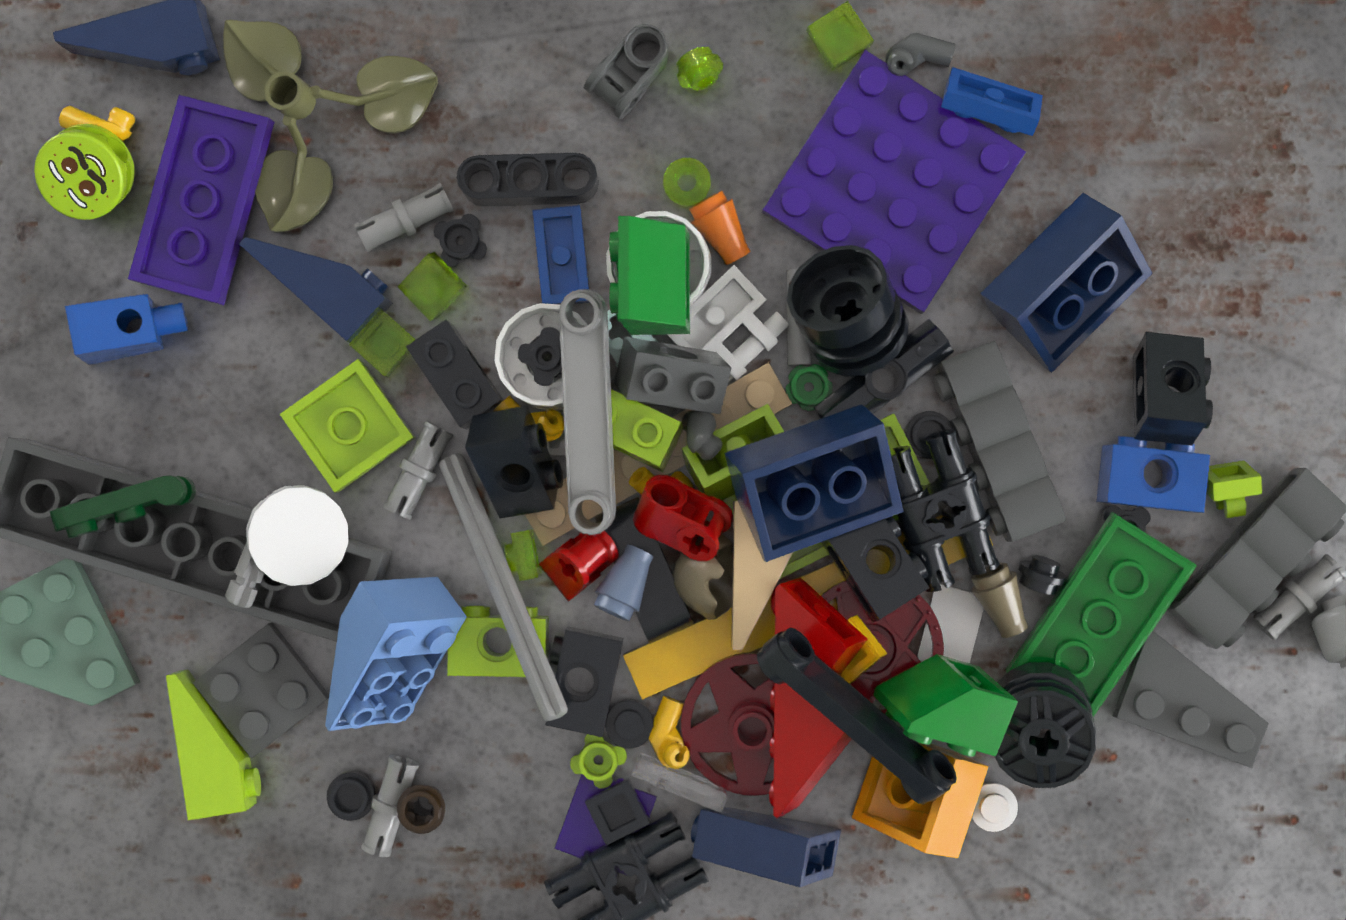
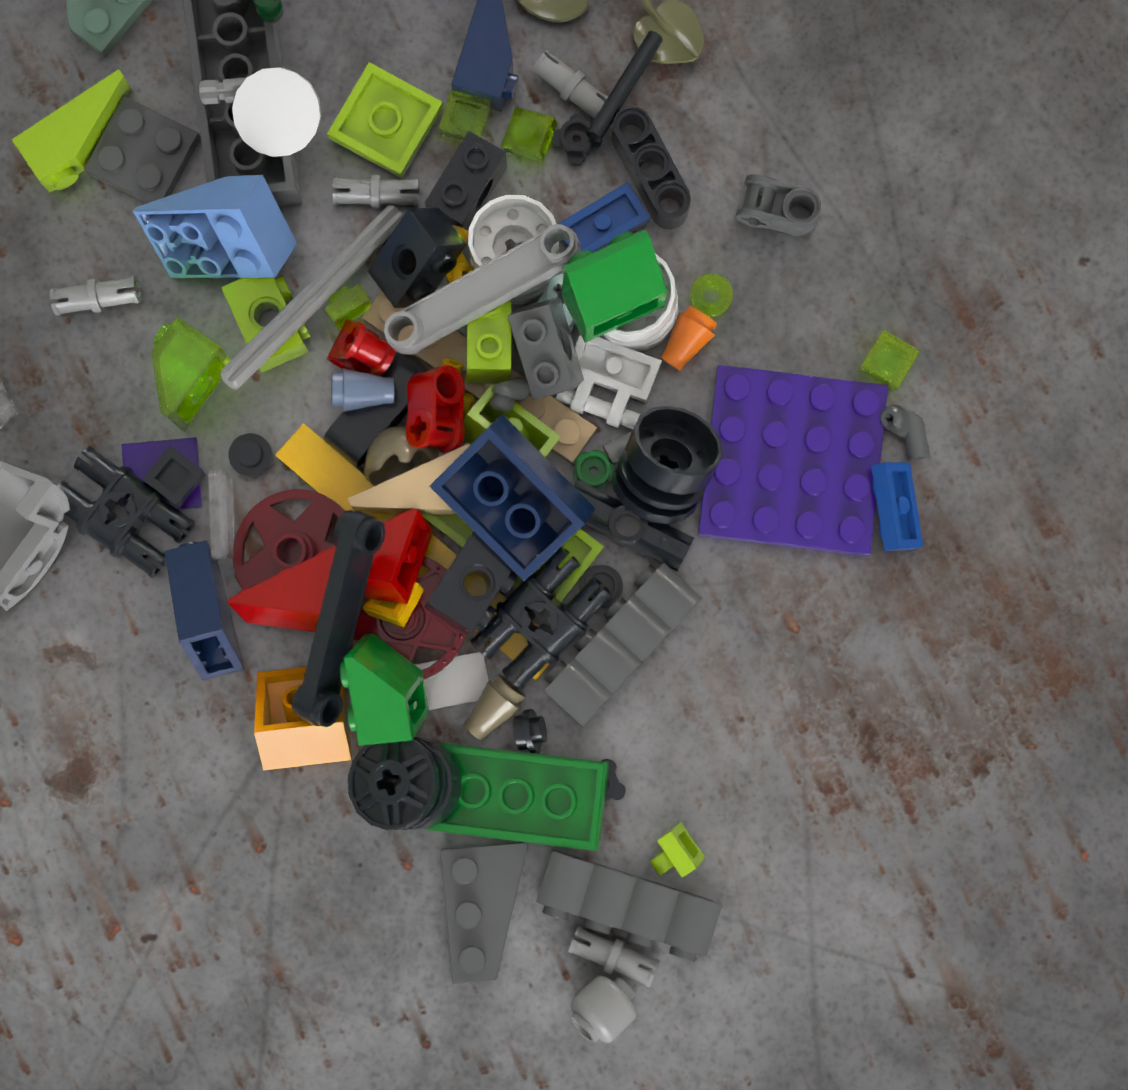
camera: 60 degrees right, 5 degrees down
(350, 796) = (89, 261): black plate -> none
(414, 816) = (101, 310): dark brown cone -> none
(432, 165) = (624, 86): none -> black bar
(517, 752) = (185, 371): none -> clear neon green slope
(533, 356) = (508, 229): black plate -> none
(600, 656) = (292, 408): black brick -> none
(601, 773) = (201, 435): lime plate -> none
(665, 736) = (254, 488): yellow arm -> none
(699, 68) = (806, 260): clear neon green plate -> none
(995, 807) = (320, 783): white plate -> none
(1068, 281) = (780, 638): dark blue slope -> none
(1158, 410) = (709, 763): black brick -> none
(1182, 481) = (661, 811): blue brick -> none

